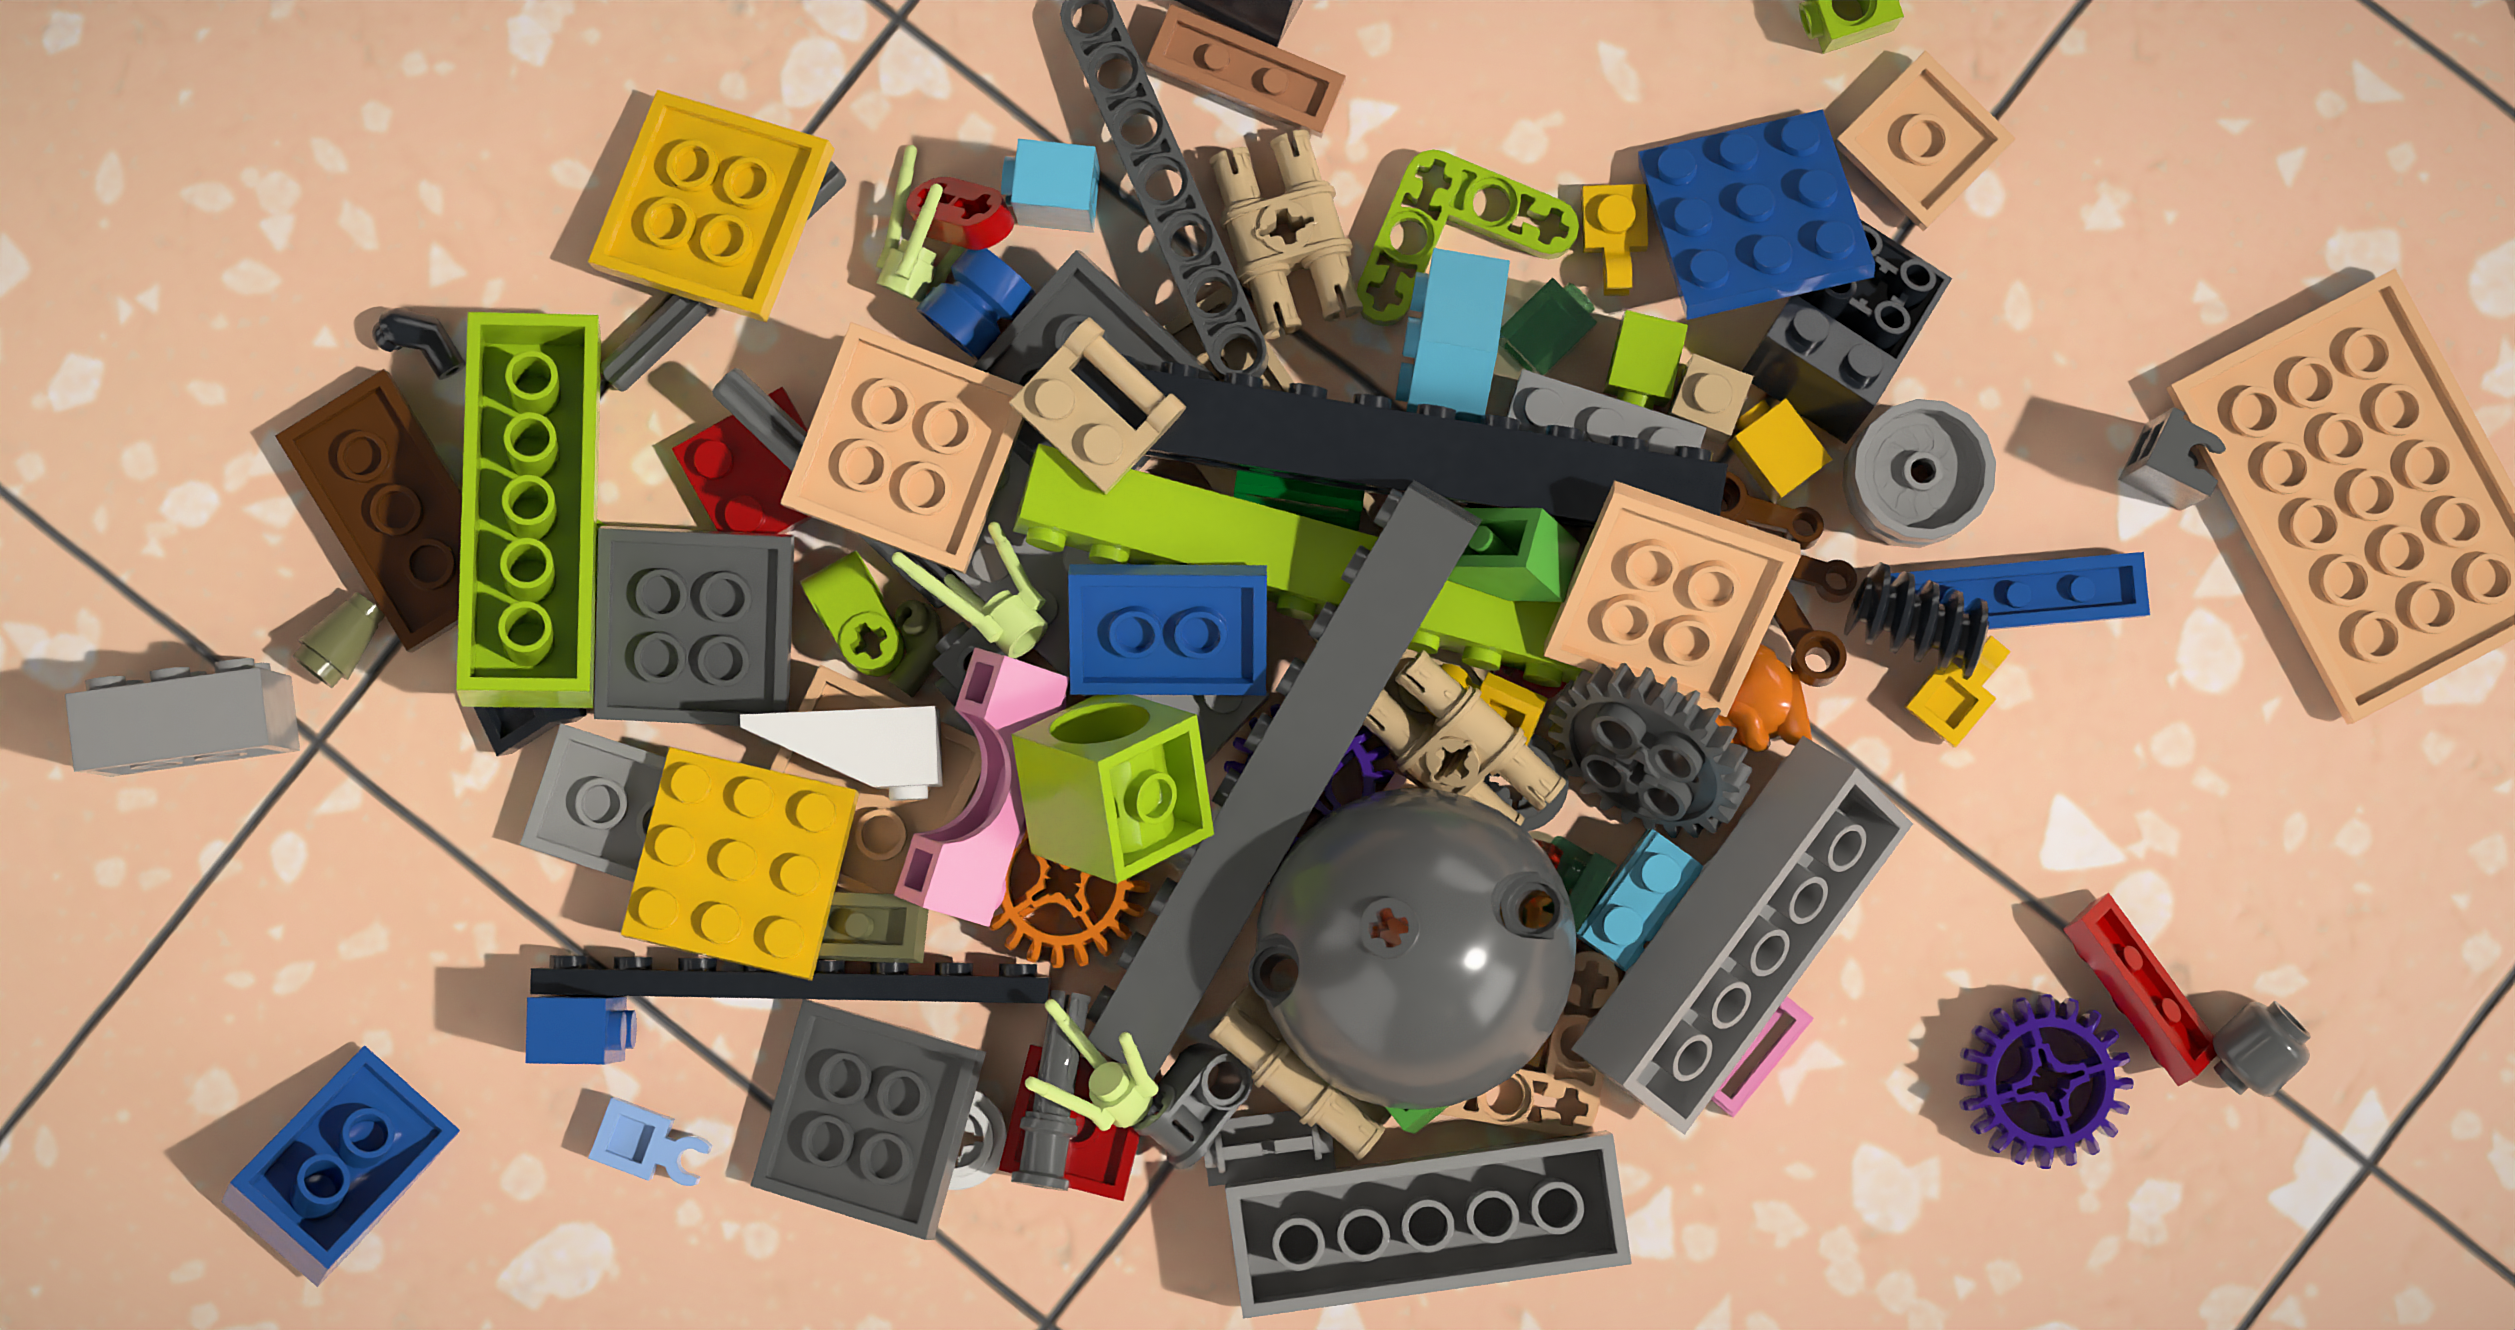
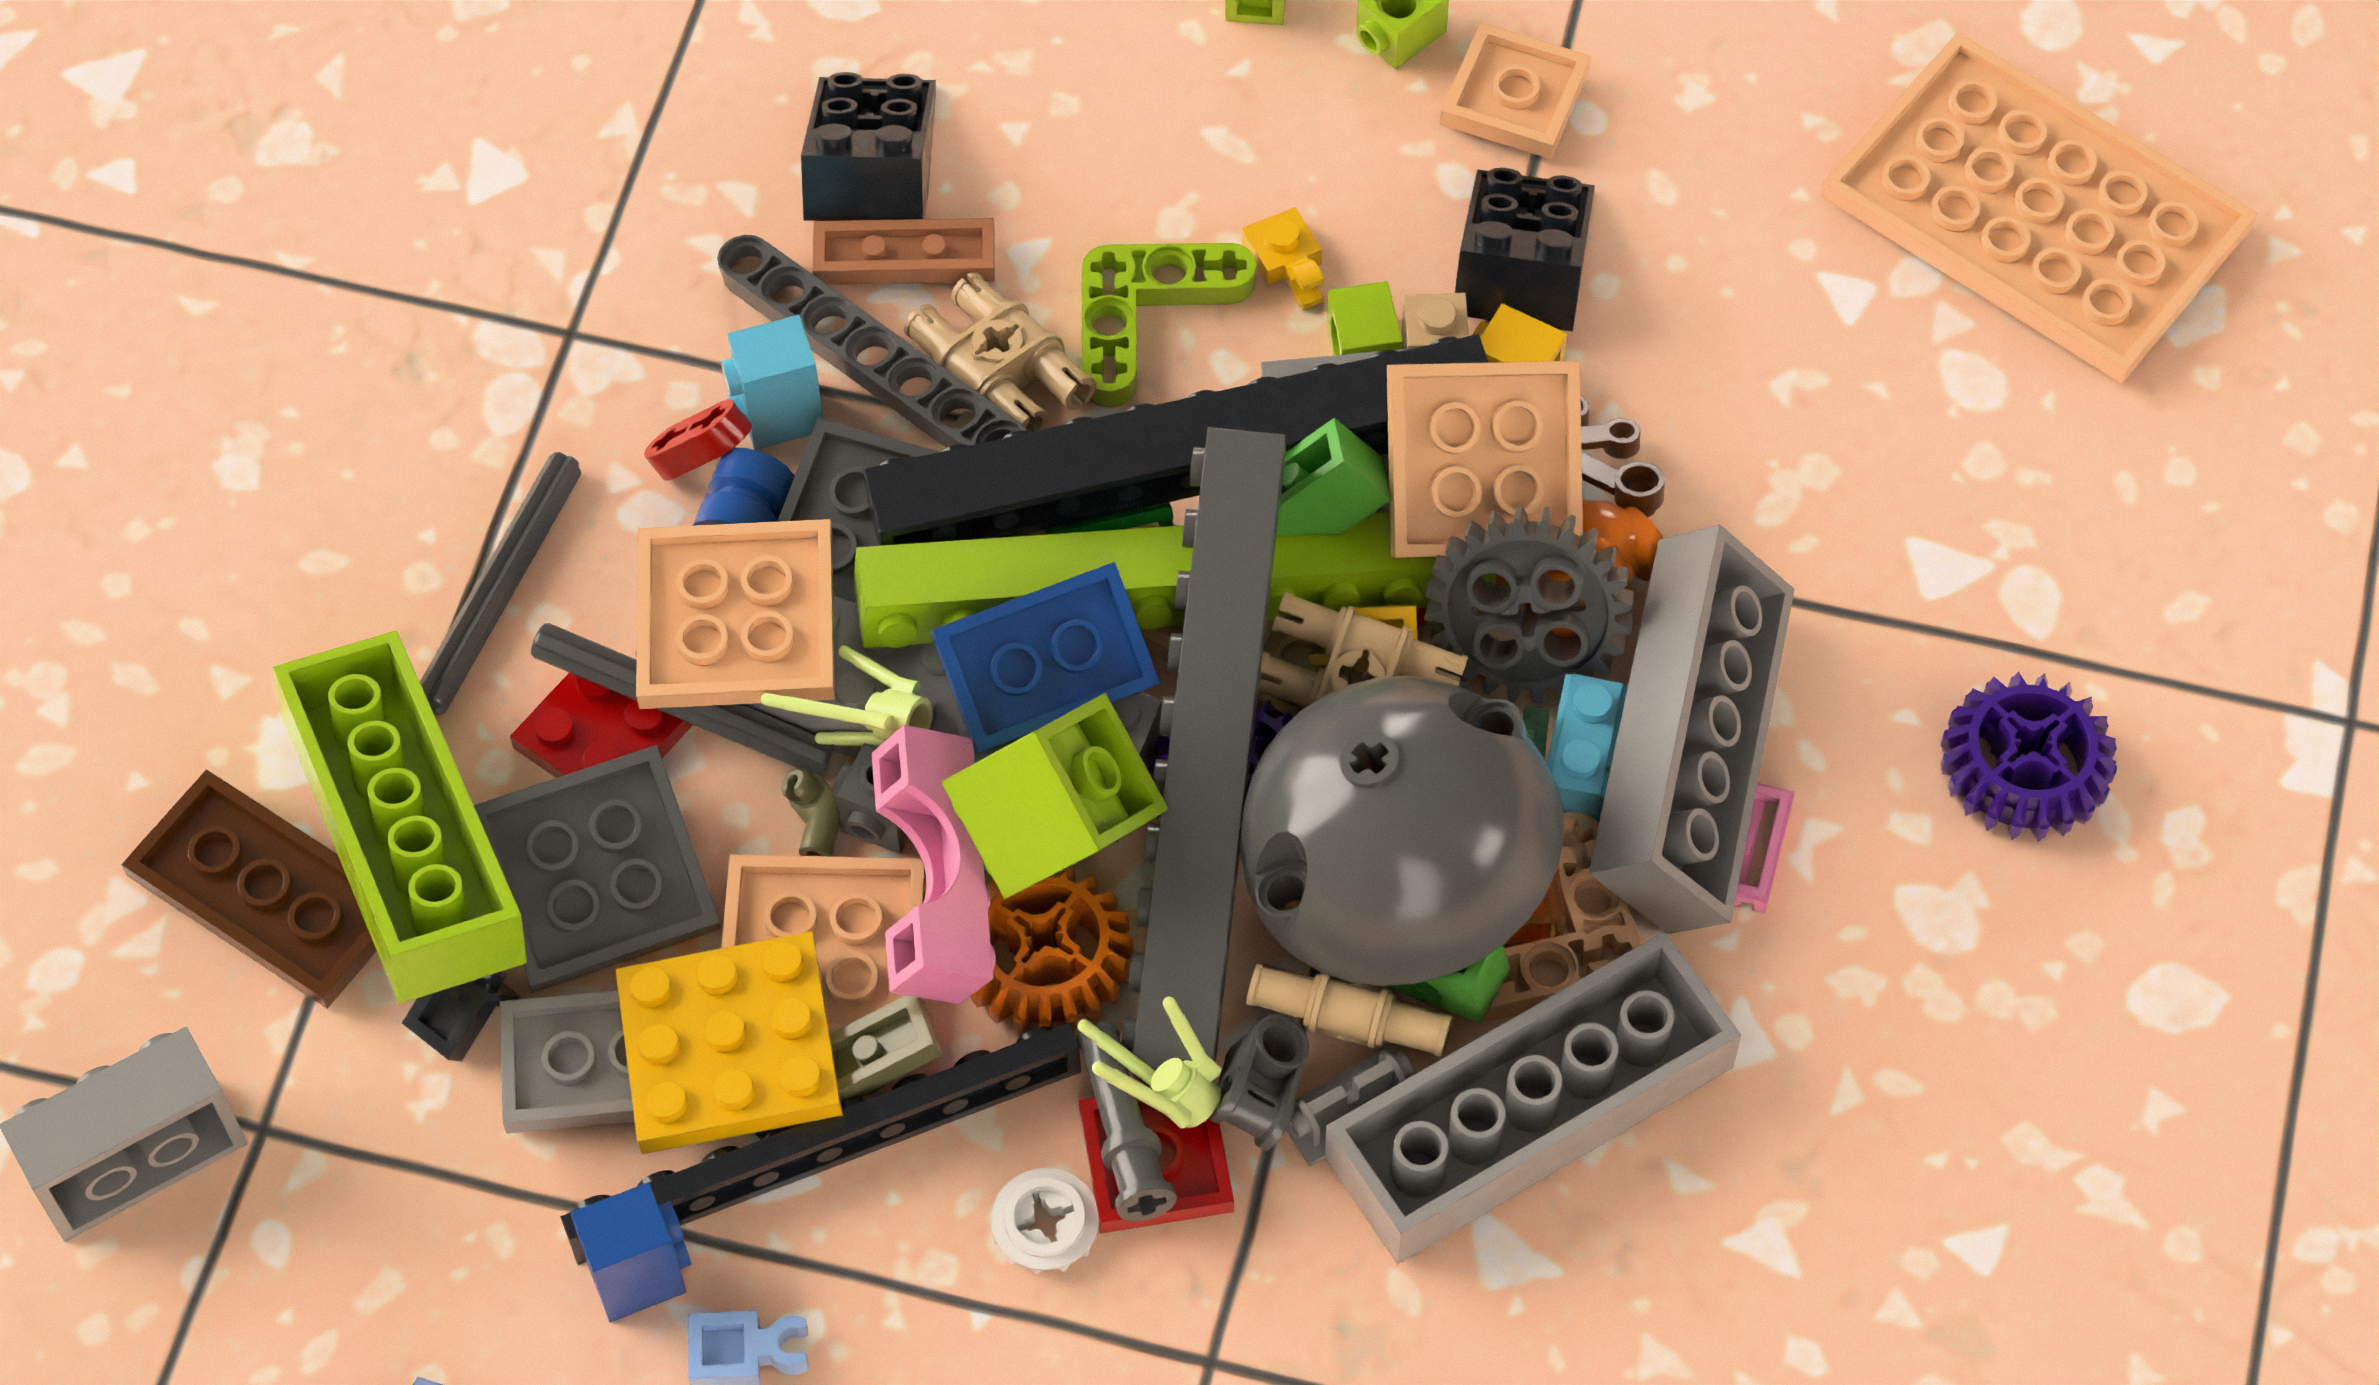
camera: 25 degrees left, 25 degrees down
(339, 640) = (250, 1021): olive cone -> none
(422, 332) = (234, 734): black arm -> none
(711, 205) = (465, 519): yellow plate -> none
(851, 607) = (745, 804): lime piece -> none
(868, 1119) = (952, 1226): dark grey plate -> none
(876, 746) = (813, 886): white slope -> none
(909, 266) = (671, 500): yellowish green plant -> none
(1081, 422) = (890, 511): tan plate -> none
(1456, 334) = (1185, 340): medium azure brick -> none
(1548, 327) = (1264, 331): clear green brick -> none
(1755, 214) = (1402, 184): blue plate -> none
(1880, 479) = (1647, 321): light grey wheel -> none
(1920, 618) = (1711, 417): black piece -> none
(1953, 704) = (1775, 485): yellow plate -> none
(2050, 589) = (1783, 390): blue plate -> none
(2142, 989) = (2070, 650): red plate -> none
(2165, 464) = (1858, 230): dark grey hinge -> none
(2261, 1049) = (2201, 653): dark grey head -> none

